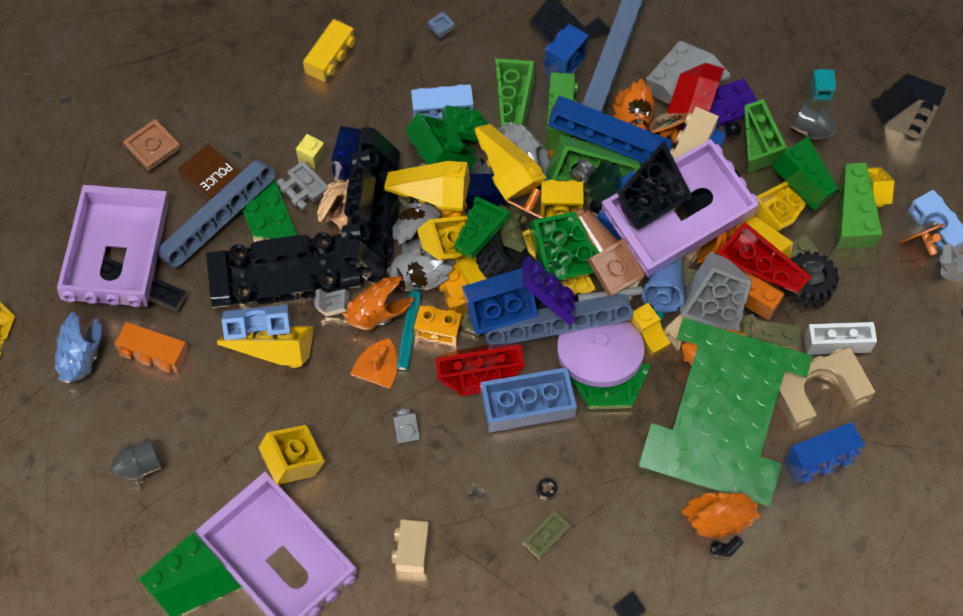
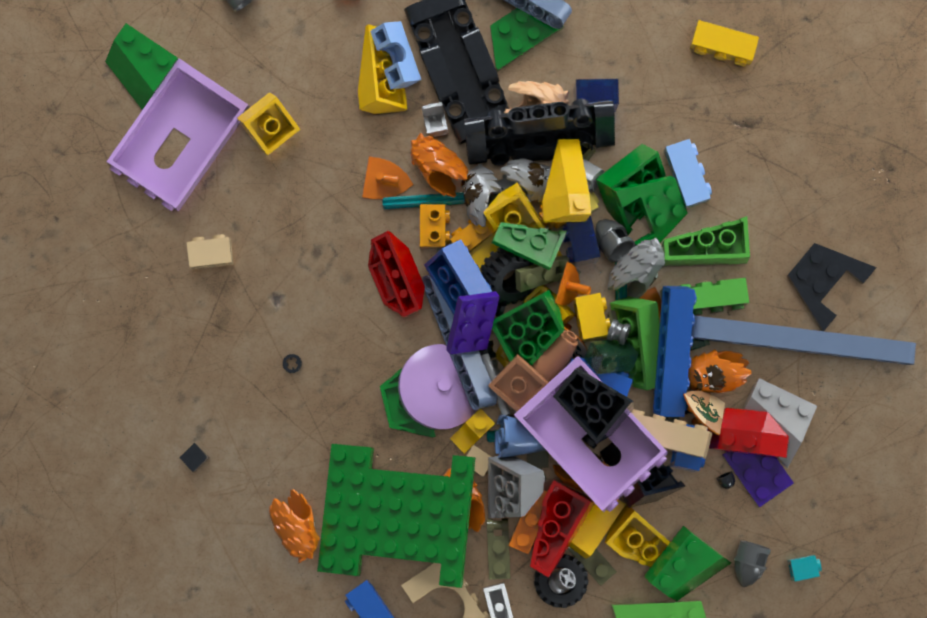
camera: 75 degrees right, 20 degrees up
(307, 181) = (563, 61): light grey plate -> none
(311, 151) = (596, 56): light yellow brick -> none
(405, 425) = (325, 220): light grey bracket -> none
(441, 25) = (786, 151): sand blue plate -> none
(512, 168) = (605, 258): yellow wedge -> none
(528, 399) = (371, 327): medium blue brick -> none
(546, 534) = (247, 371): olive plate -> none
(566, 51) = (773, 288): blue brick -> none
(726, 550) = (267, 536): black arm -> none
(762, 136) = (718, 510): bright green wedge -> none

